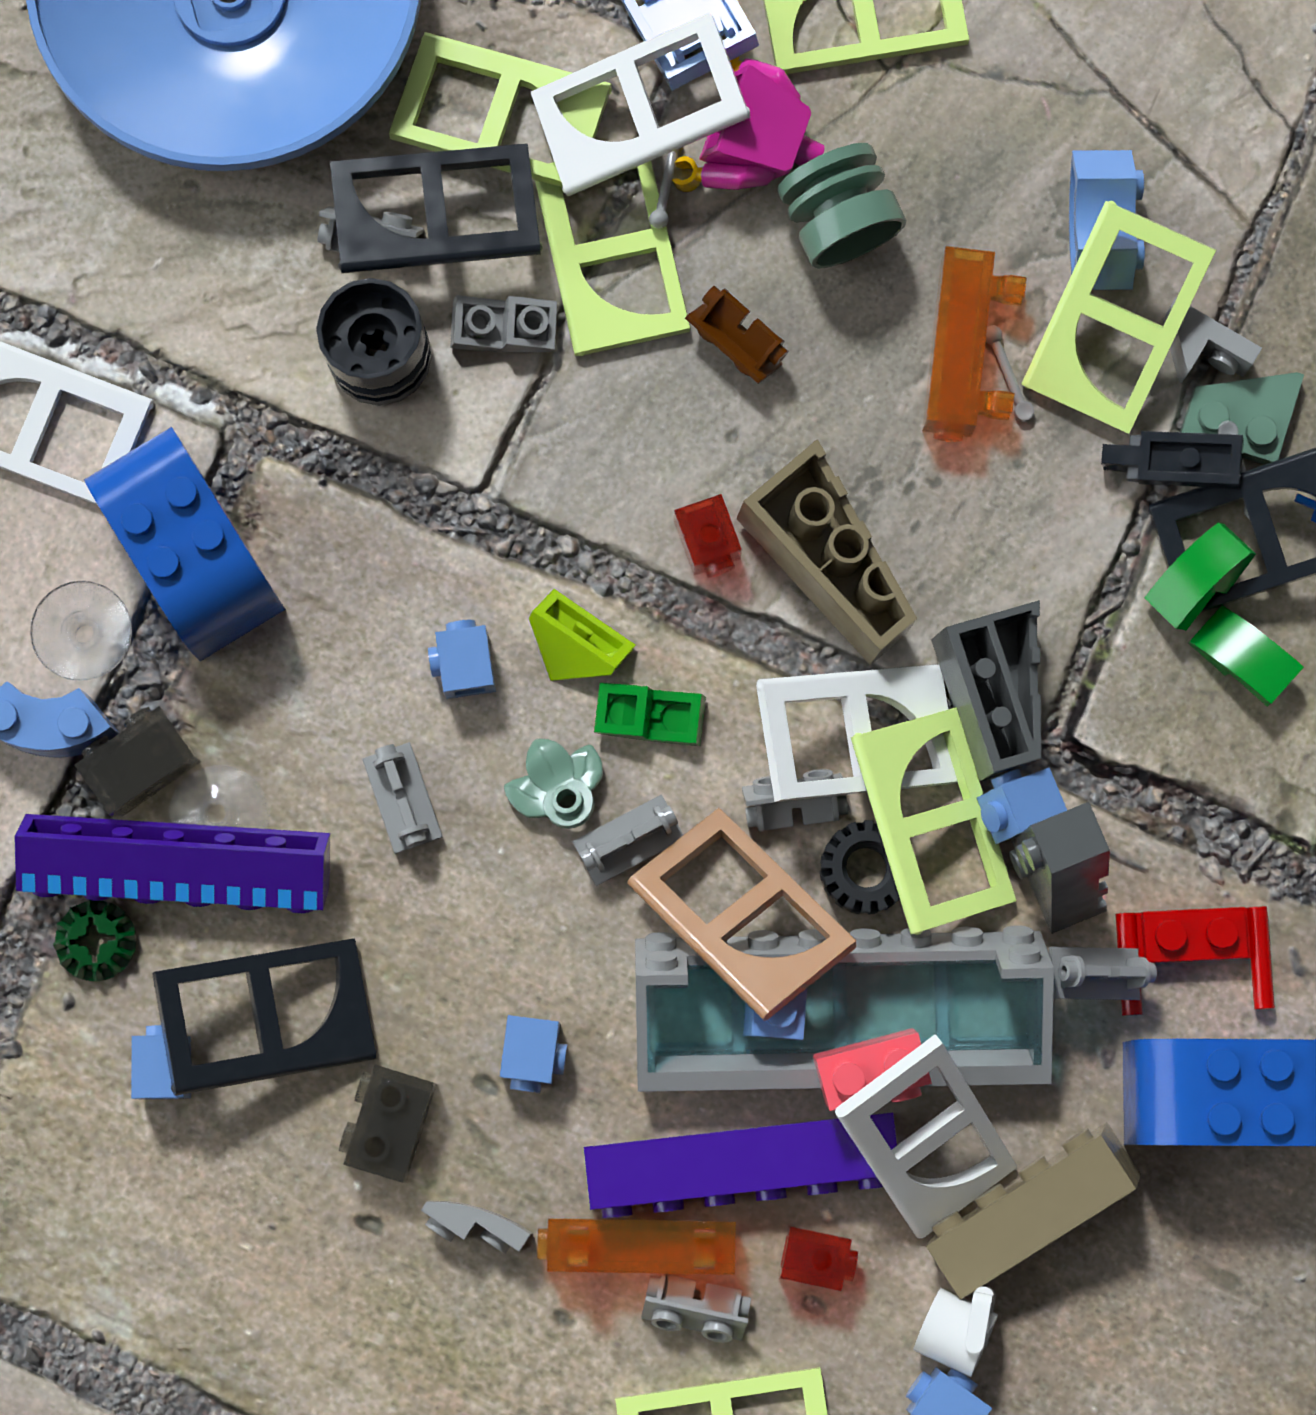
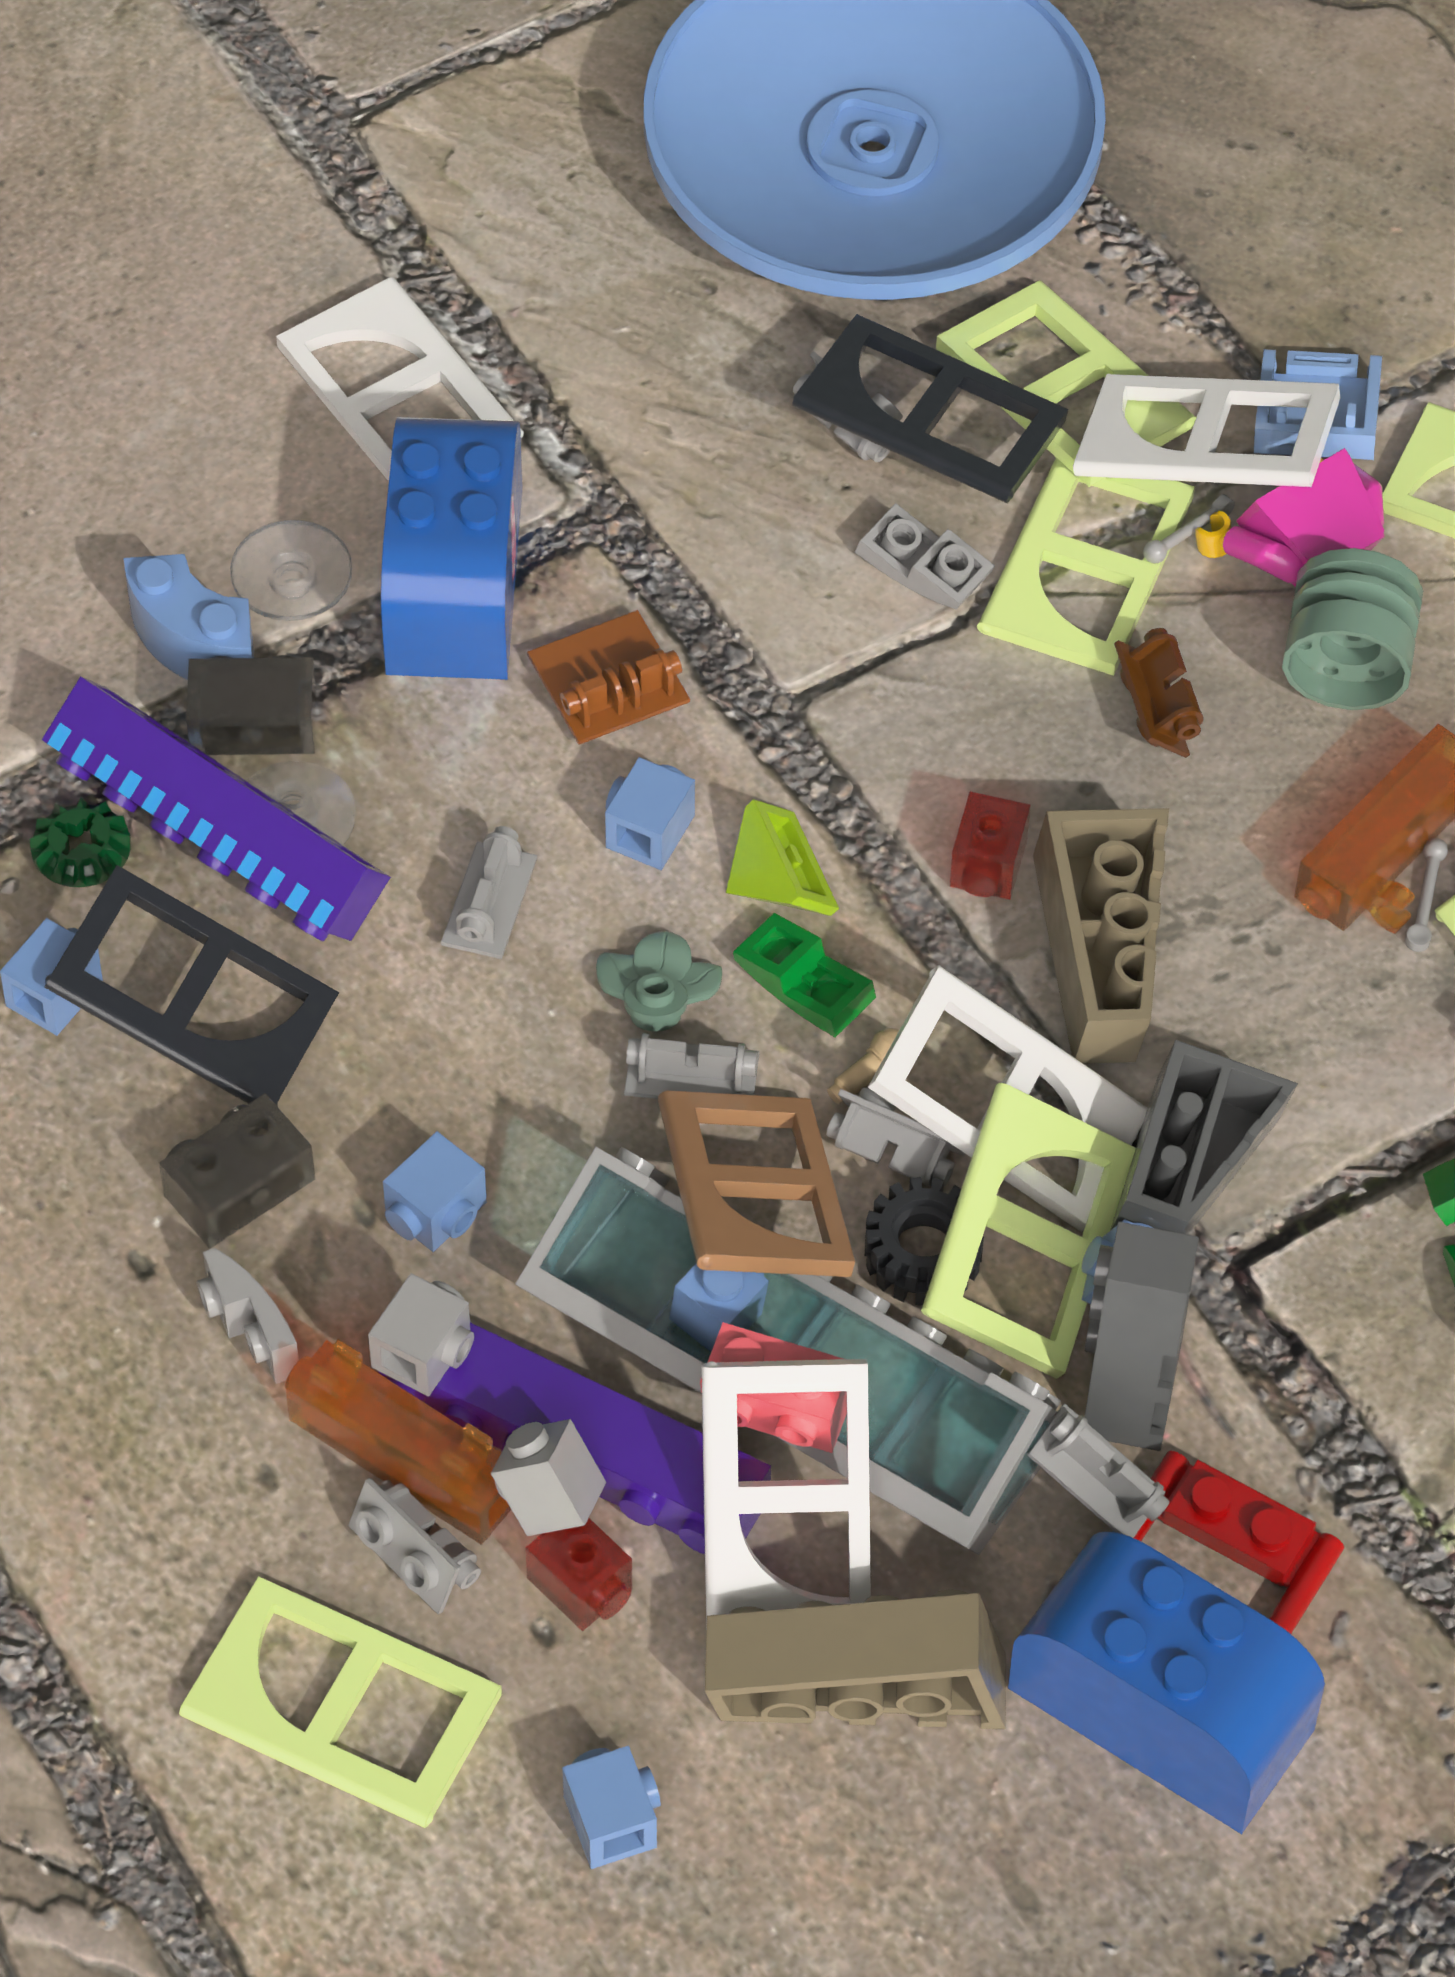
camera: 35 degrees right, 25 degrees down
(356, 565) = (609, 676): none -> dark orange hinge
(362, 319) = (779, 484): black wheel -> none
(616, 1182) = (421, 1334): none -> light grey brick
(745, 739) = (864, 1069): none -> tan piece
(767, 1229) = (548, 1477): none -> light grey brick
(958, 1329) = (680, 1729): white piece -> none

